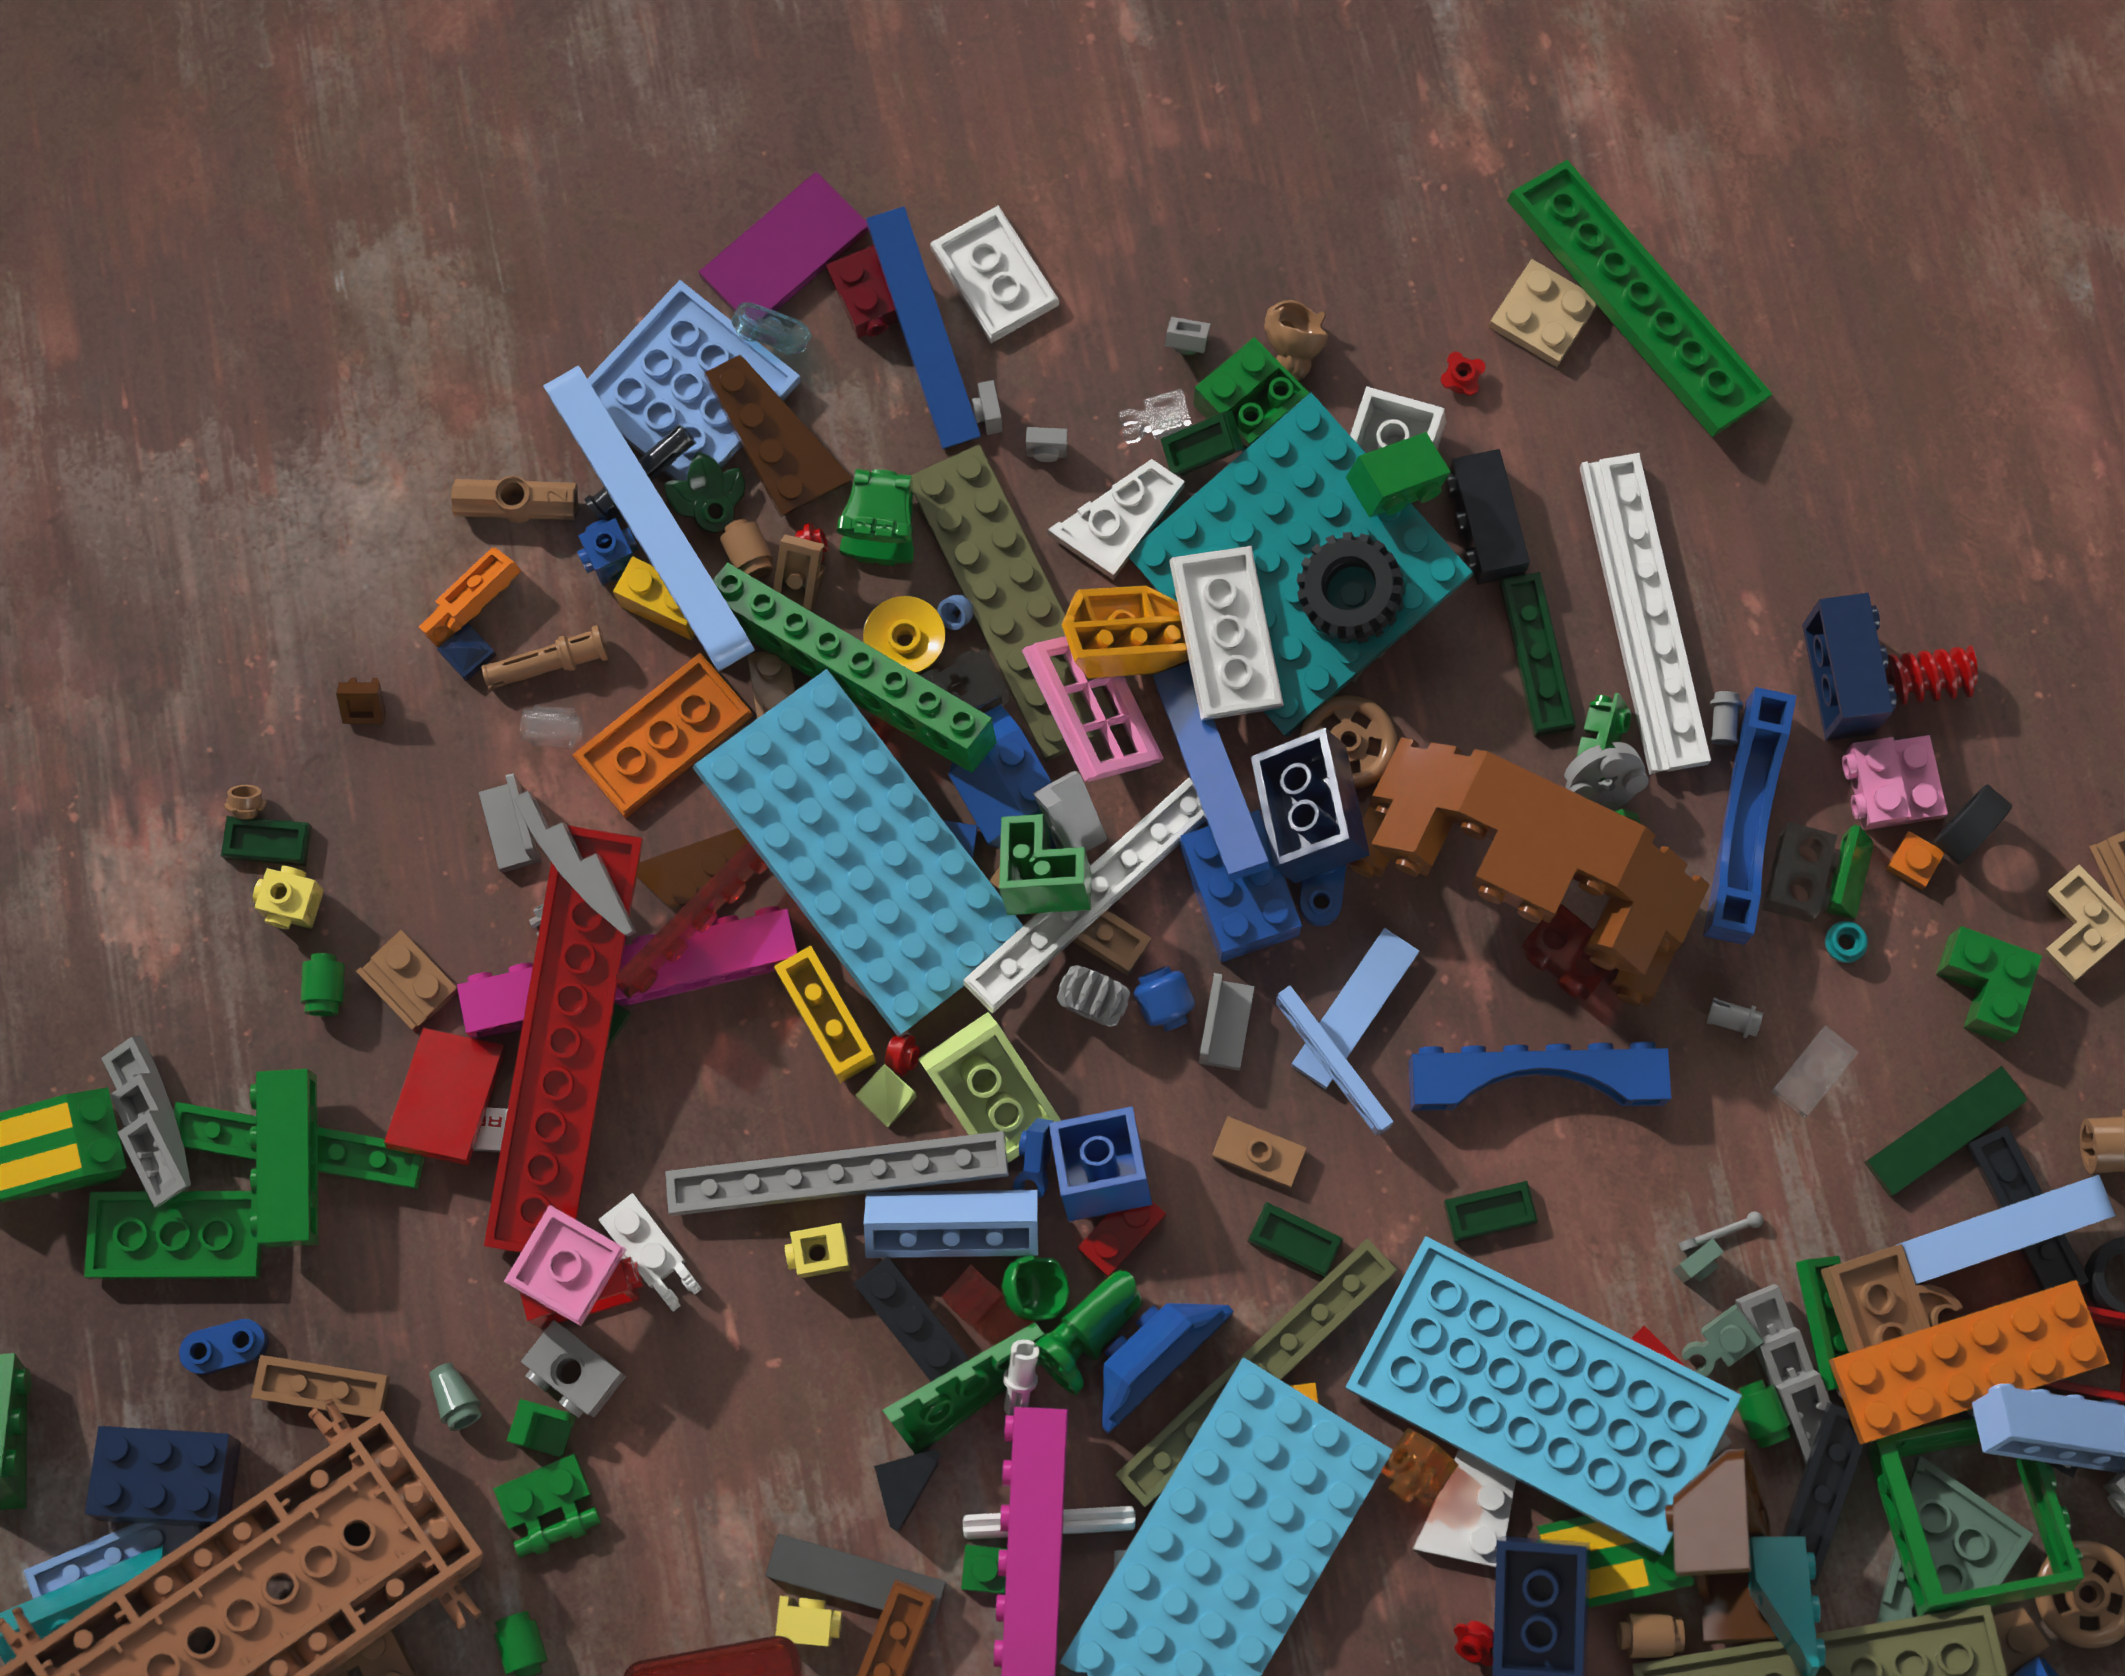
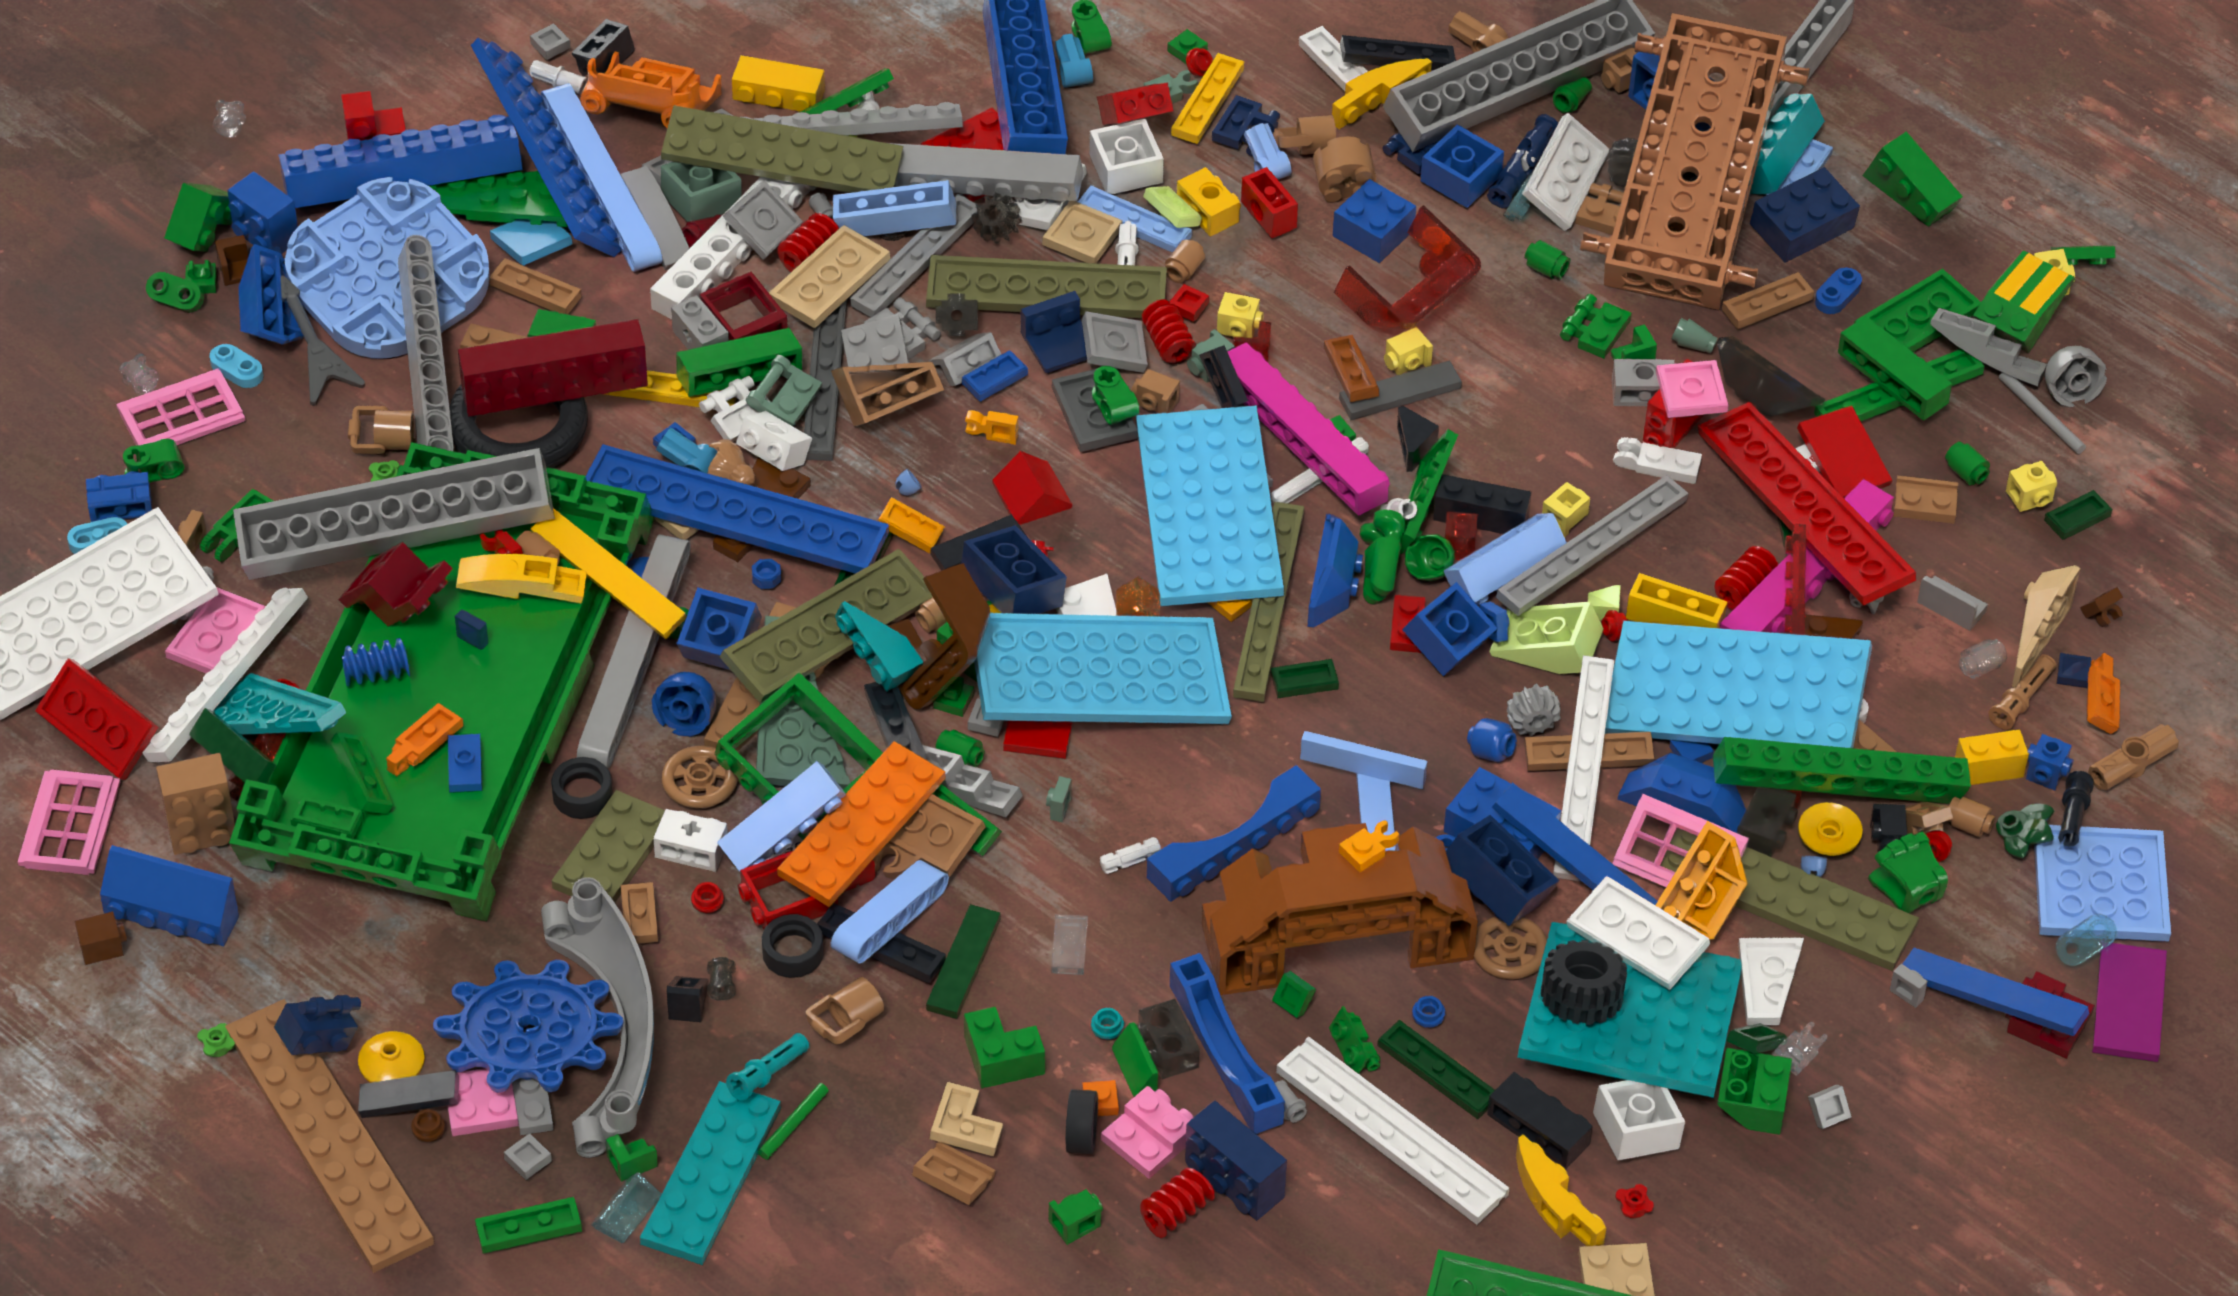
camera: 140 degrees right, 25 degrees down
(92, 1014) = (2075, 375): none -> light grey cylinder
(168, 998) = (2043, 413): none -> light grey bar
(244, 801) = (2116, 520): medium nougat plate -> none
(430, 734) = (2045, 610): none -> tan wedge
(436, 1254) = (1762, 381): none -> clear smoke wedge
(585, 875) = (1872, 551): light grey slope -> none
(649, 519) = (2040, 767): light blue beam -> none
(662, 735) = (1917, 700): orange tile -> none
(709, 1007) = (1744, 575): none -> red piece
(779, 446) = (2005, 877): reddish brown wing -> none
(843, 592) = (1887, 823): none -> black brick
(994, 274) = (1987, 1073): white tile -> none
(1040, 877) = (1628, 727): green brick -> none
(1046, 443) = (1853, 987): light grey plate -> none
(1070, 813) = (1632, 777): light grey panel -> none
(1226, 1024) = (1446, 752): light grey panel -> none
(1258, 1152) = (1365, 706): medium nougat plate -> none
(1295, 335) = (1751, 1140): medium nougat piece -> none
(1398, 475) = (1613, 1056): green brick -> none
(1490, 1211) = (1203, 758): dark green tile -> none
(1498, 710) = (1428, 1004): none -> blue plate
(1507, 837) = (1365, 848): none -> light orange plate
(1543, 428) = (1548, 1191): none -> yellow slope
(1620, 767) = (1331, 1005): light grey plate -> none
(1668, 1138) = (1129, 855): none -> white axle
(1727, 1337) = (1012, 768): sand green plate -> none
(1735, 1017) = (1140, 940): light grey pin -> none
(1753, 1220) = (1043, 846): light grey hinge -> none
(2044, 733) = (1075, 1215): none -> green brick

